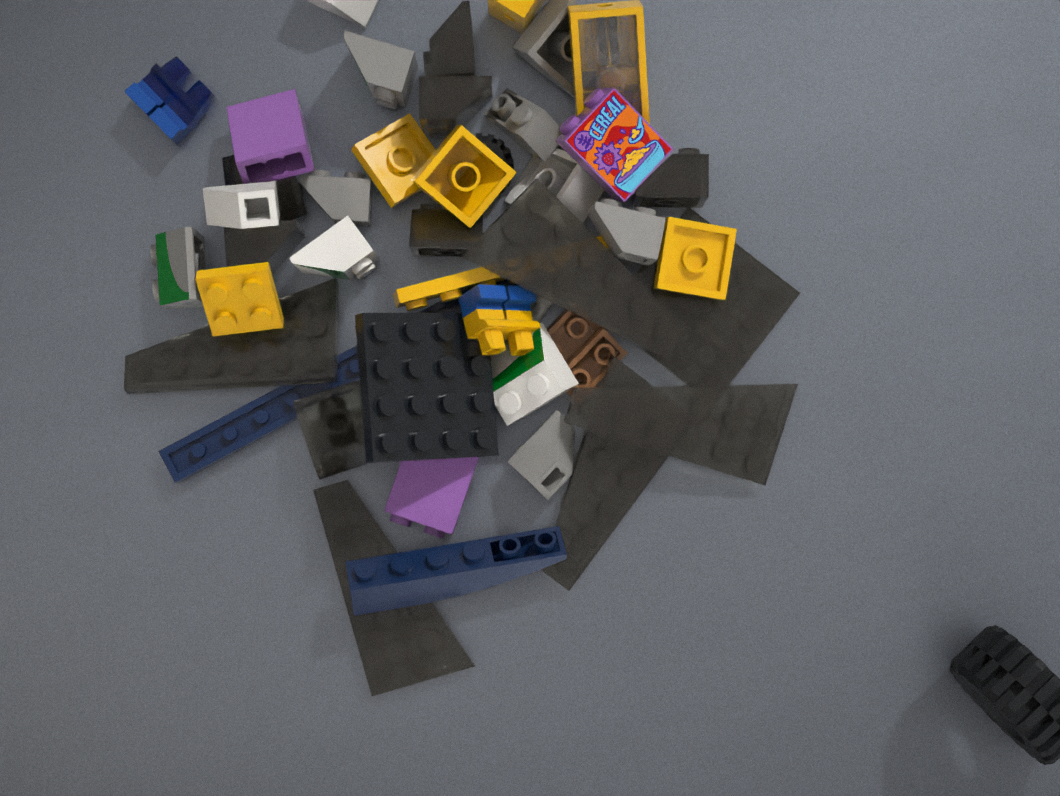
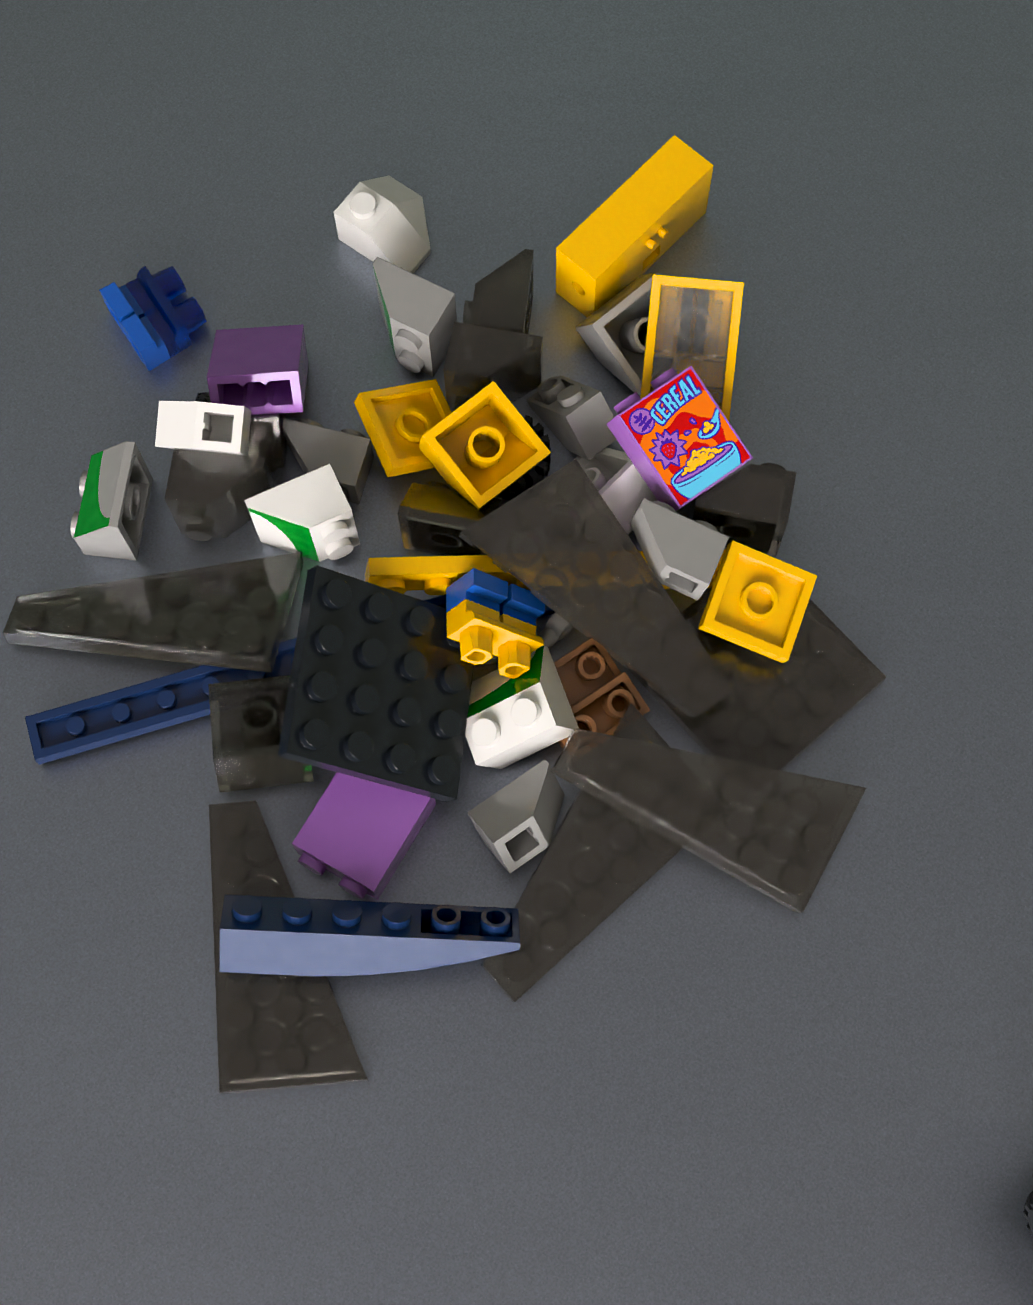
camera: 15 degrees right, 15 degrees down
(240, 299) = (173, 542): yellow plate -> none

